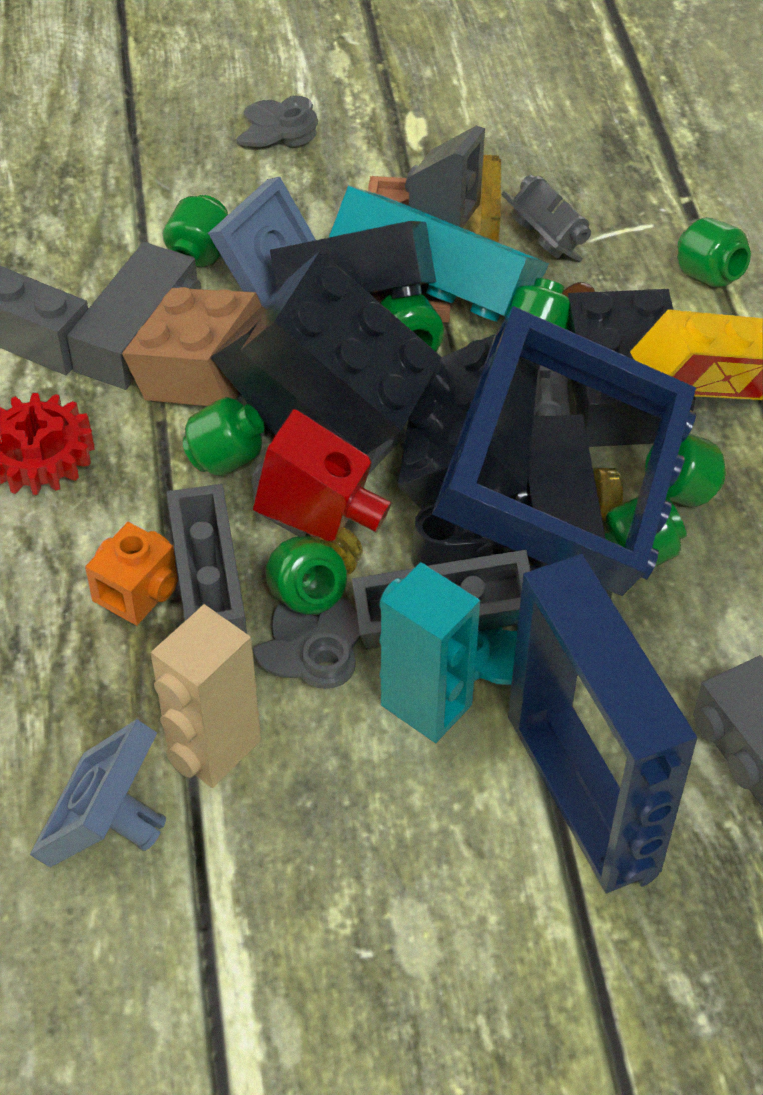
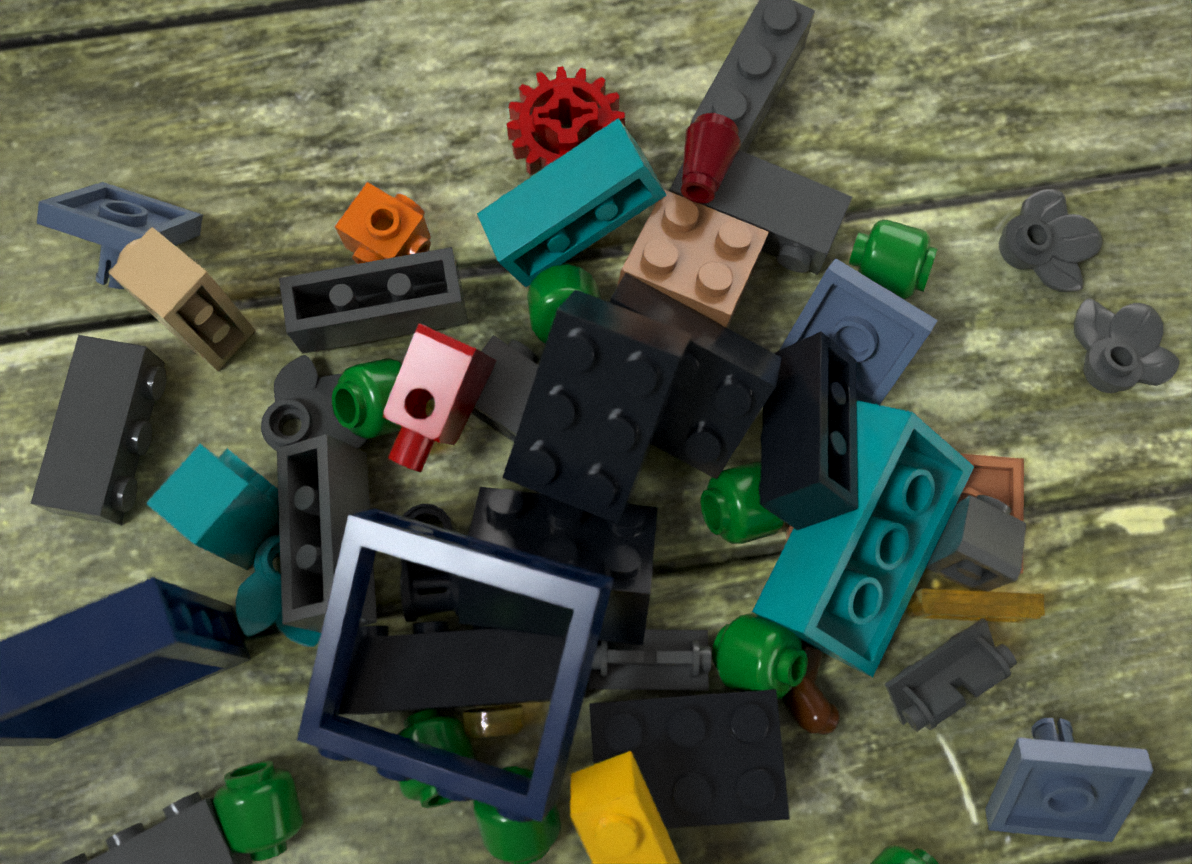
camera: 90 degrees right, 25 degrees up
(101, 310) = (708, 154): none -> dark red cone
(125, 418) = (571, 203): none -> teal brick
(186, 154) = (1050, 241): none -> dark grey plate
(329, 820) = (100, 431): none -> dark grey brick
(622, 155) = (1066, 786): none -> sand blue tile
(697, 654) = (258, 810): none -> green head

